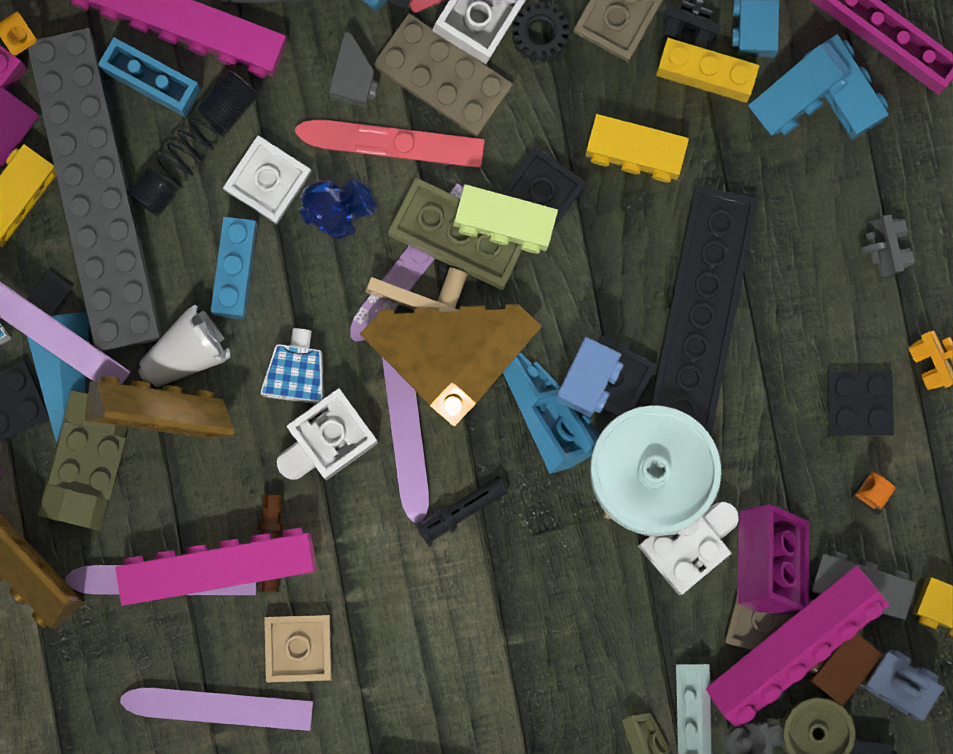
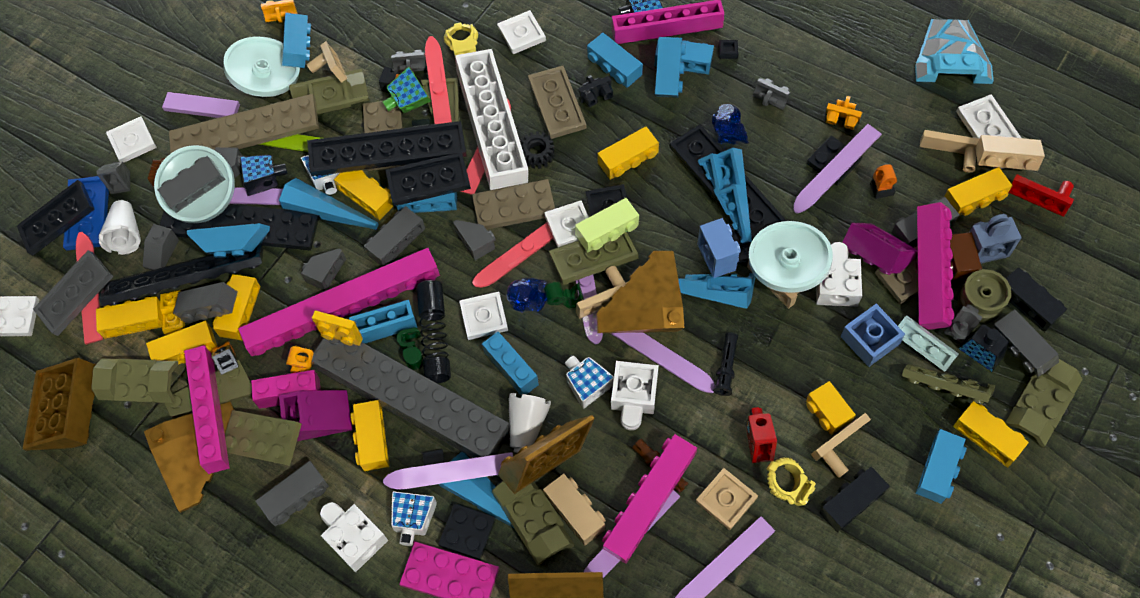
camera: 40 degrees left, 20 degrees down
(73, 38) = (337, 328): none -> yellow plate
(135, 496) = (575, 509): none -> tan brick
(143, 147) = (410, 353): none -> dark green leg
(364, 243) = (556, 295): none -> dark green leg
(378, 720) = (802, 486): none -> light yellow piece
(397, 632) = (761, 436): none -> red torso
(454, 708) = (826, 450): none -> tan piece
(473, 162) = (563, 222): none -> white plate
(509, 671) = (830, 408): none -> yellow brick
(645, 646) = (872, 335): none -> medium blue brick
(707, 70) = (622, 99): yellow brick -> none
(708, 299) = (728, 178): none -> dark azure wedge
(786, 231) = (728, 125): none -> clear blue head
(842, 419) = (836, 168): none -> lavender piece
(911, 132) = (728, 49): none -> black tile

